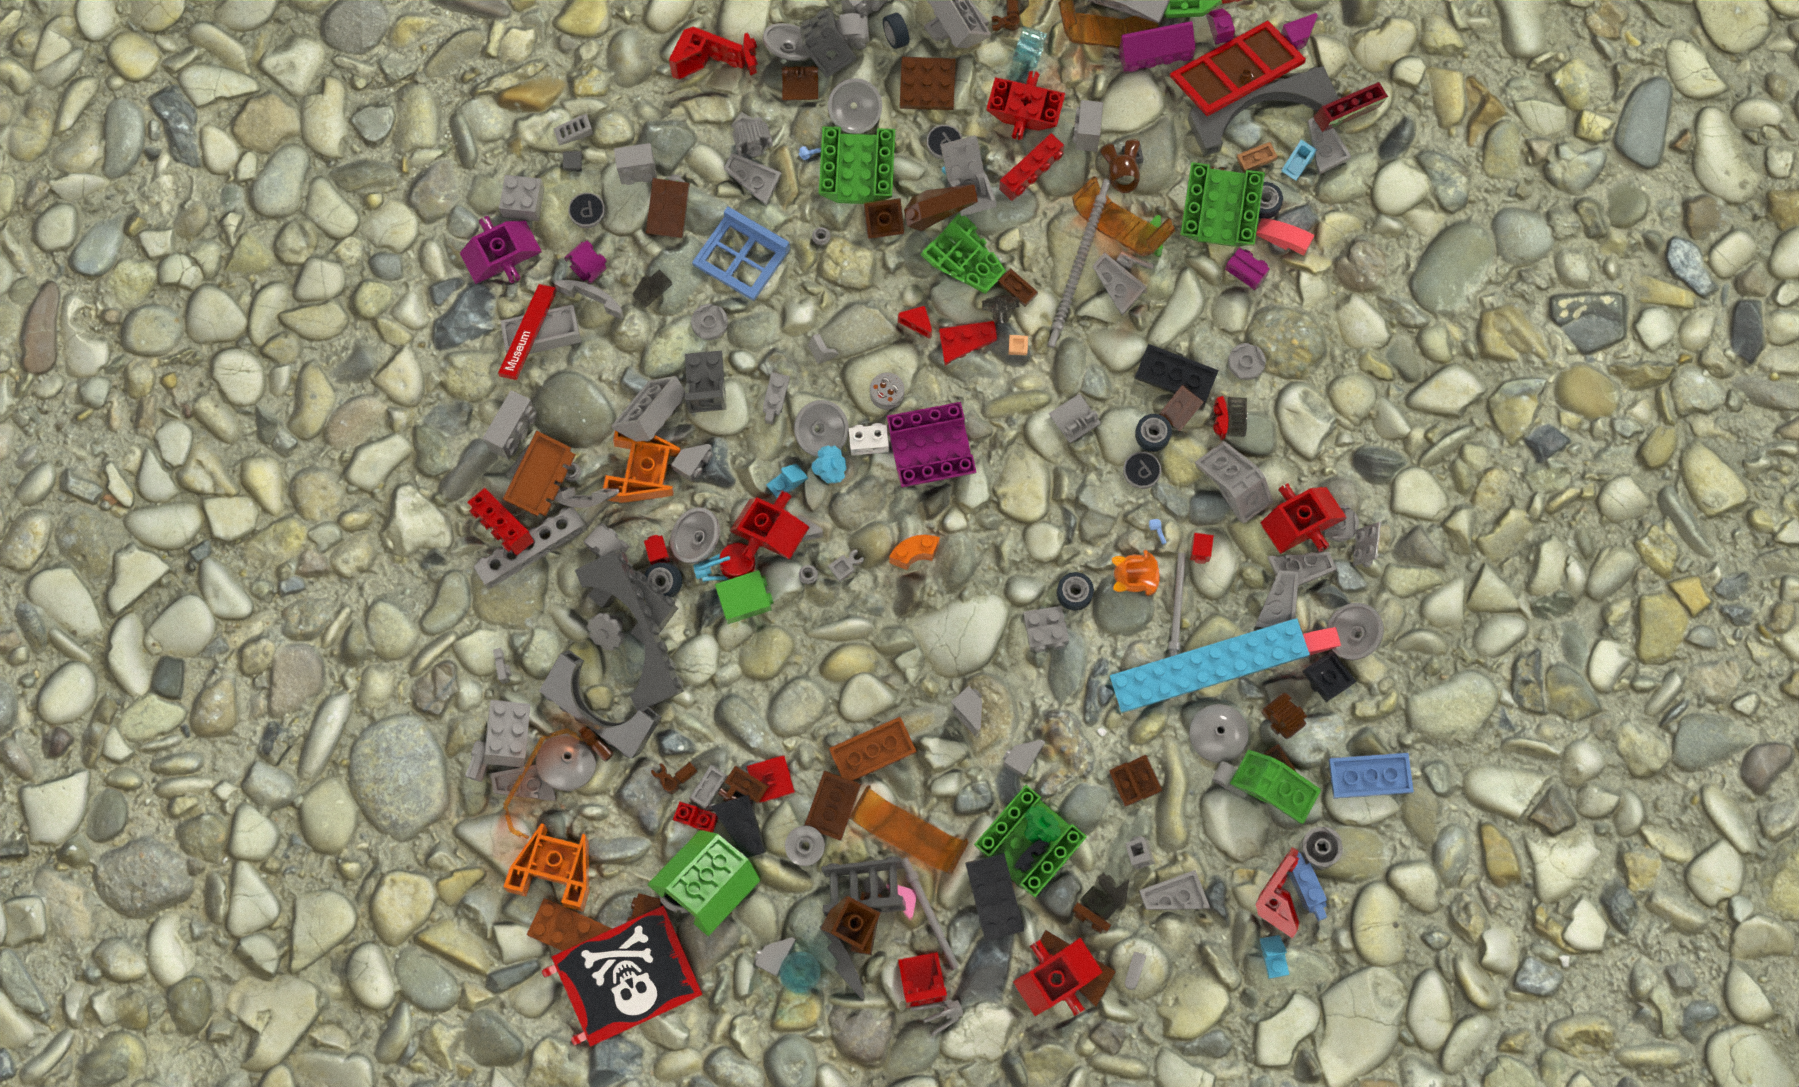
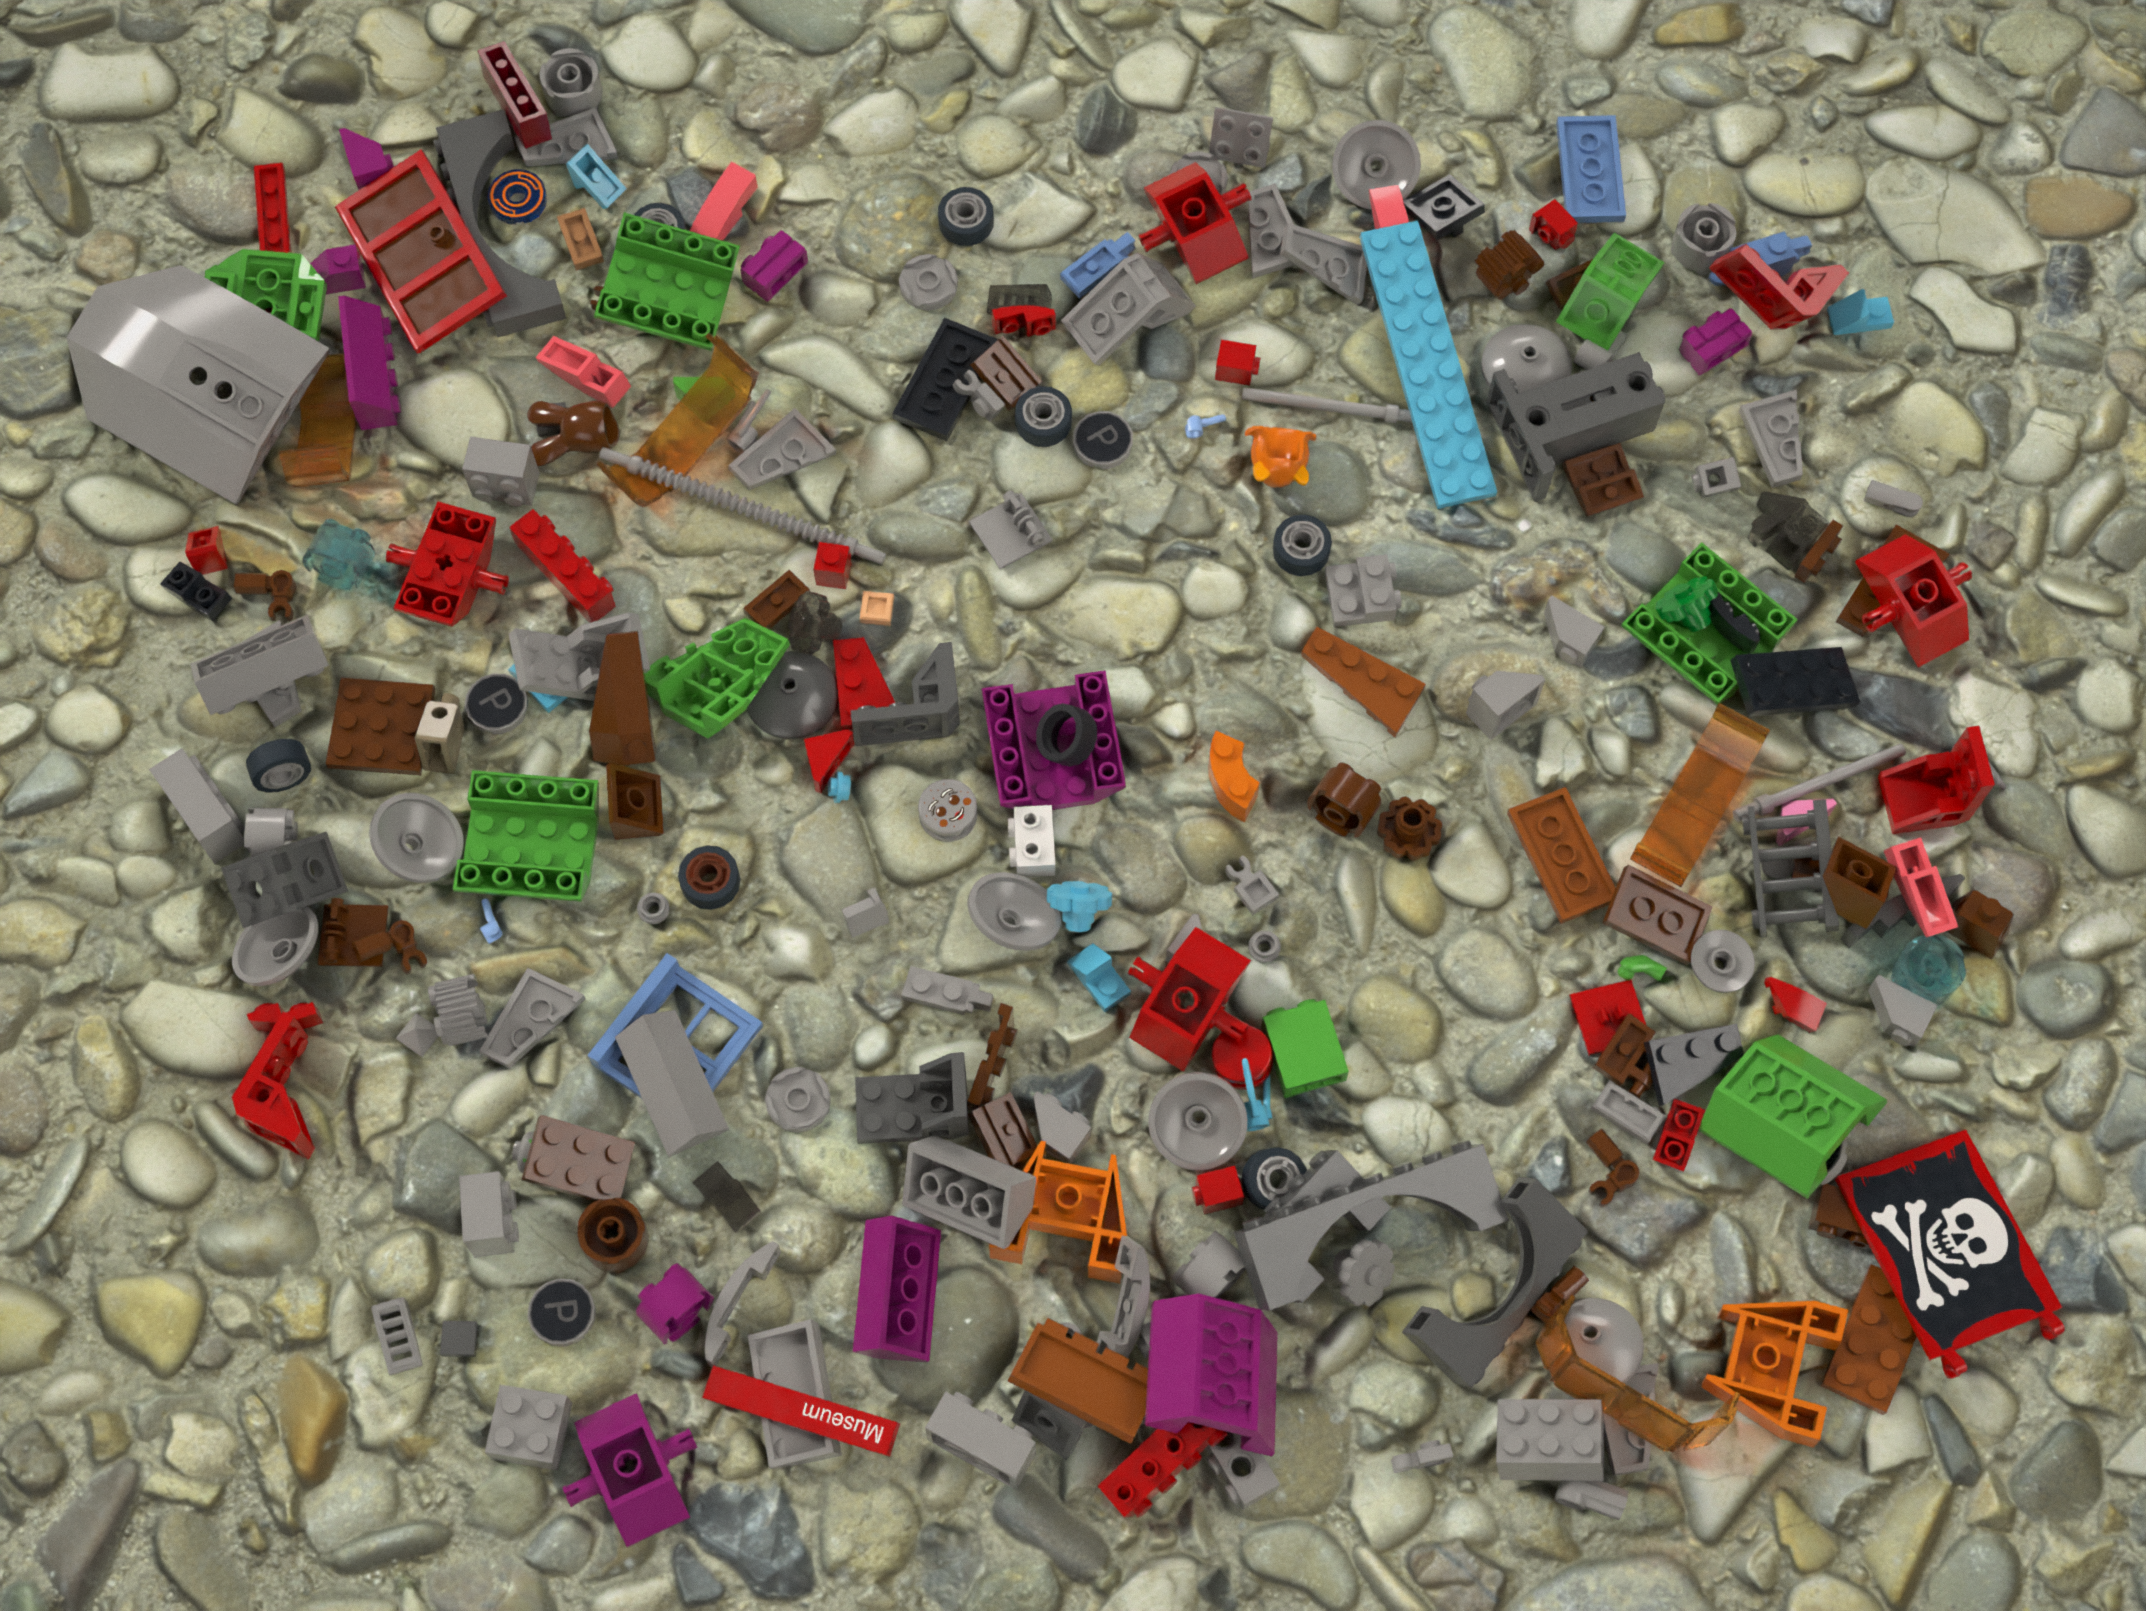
camera: 90 degrees left, 5 degrees down
(542, 544) = (1213, 1369): none -> magenta slope
(597, 379) = (897, 1290): none -> magenta slope
(626, 229) = (614, 1216): none -> reddish brown brick
(688, 430) = (1003, 1130): none -> reddish brown plate
(714, 252) = (671, 1081): none -> light grey slope
(737, 422) = (994, 1065): none -> reddish brown wing
(778, 891) = (1796, 1004): none -> red slope
(799, 105) = (399, 936): none -> reddish brown bar
(803, 796) = (1638, 964): none -> bright green arm
(833, 1007) = (1981, 922): none -> reddish brown torso
(840, 254) = (704, 861): none -> wheel
(850, 966) = (1921, 887): none -> coral slope
(886, 658) = (1409, 828): none -> reddish brown plant
(898, 615) = (1345, 800): none -> reddish brown brick
(899, 330) = (839, 787): none -> medium azure plate
(920, 112) = (440, 734): none -> dark tan torso
(934, 458) = (1084, 738): none -> black tyre
(957, 311) = (798, 710): none -> dark grey dish
(958, 380) = (932, 714): none -> dark grey bracket
(986, 632) = (1375, 685): none -> dark orange wing
(1041, 316) = (832, 565): none -> red brick
(1159, 396) = (982, 396): none -> light grey plate
(1164, 167) = (584, 371): none -> coral slope
(1175, 758) = (1574, 415): none -> dark grey brick
(1243, 854) = (1714, 341): none -> magenta brick
(1267, 461) = (1096, 264): none -> medium blue hinge
(1284, 110) = (517, 182): none -> clear blue tile
(1300, 372) = (965, 202): none -> wheel
(1322, 750) = (1554, 225): none -> red brick
(1365, 140) = (570, 82): none -> light grey brick

